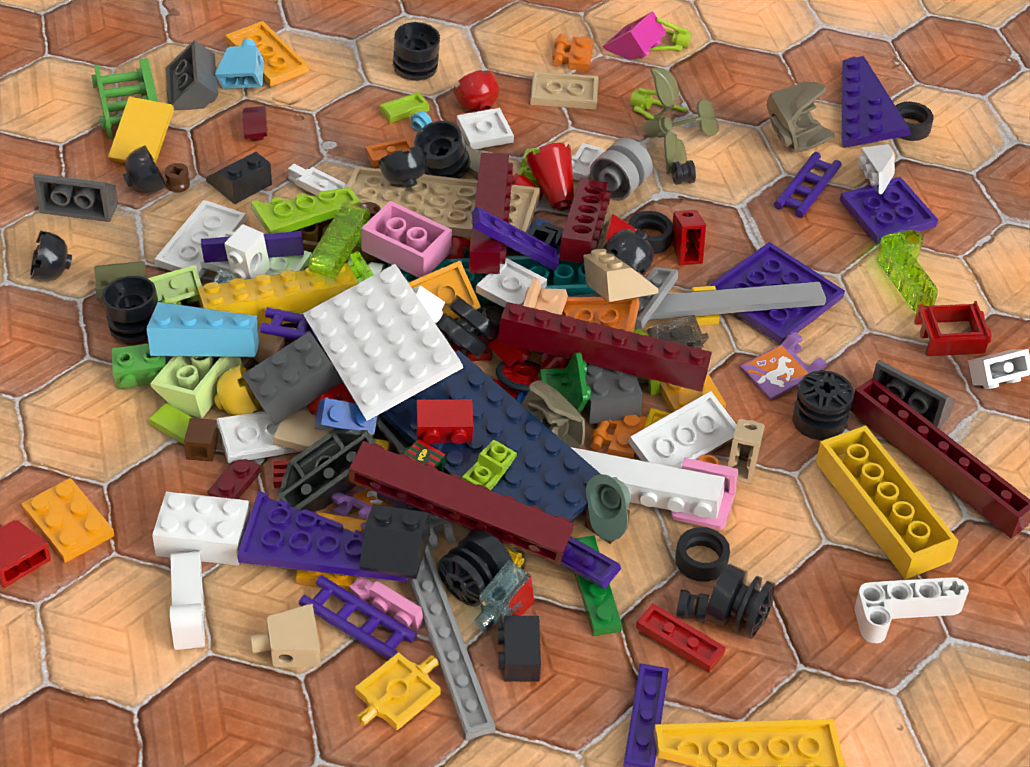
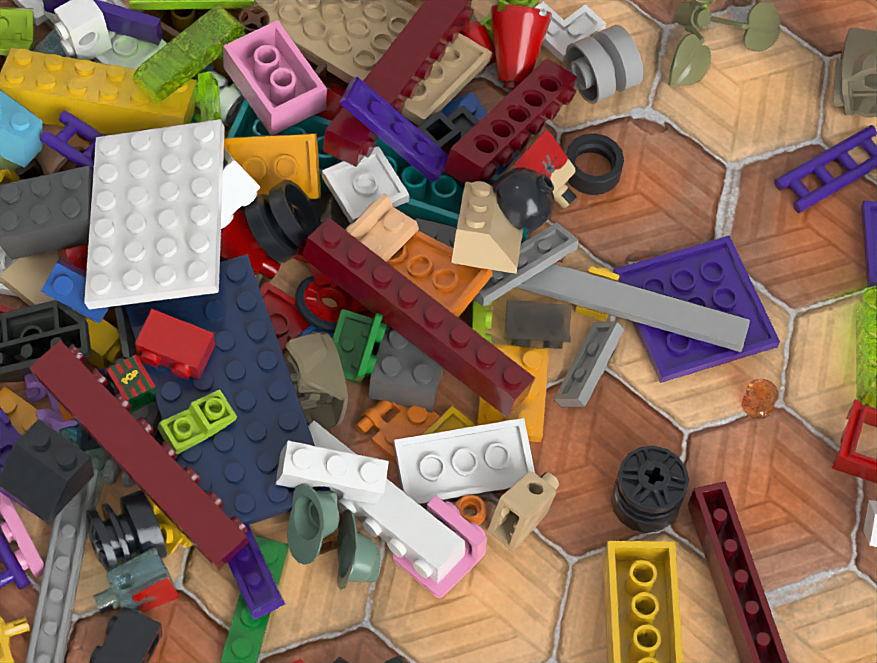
camera: 20 degrees right, 15 degrees up
(628, 458) = (356, 475): none -> white arch
(647, 521) = (357, 553): none -> sand green piece
(683, 172) = (686, 93): black wheel -> none
(689, 228) = (634, 176): red torso -> none
(702, 537) = (396, 595): black tyre -> none
(728, 349) = (589, 364): none -> light grey plate
(780, 368) = (639, 416): flag -> none
(854, 329) = (755, 405): none -> clear orange wheel
(921, 397) = (768, 520): dark grey slope -> none

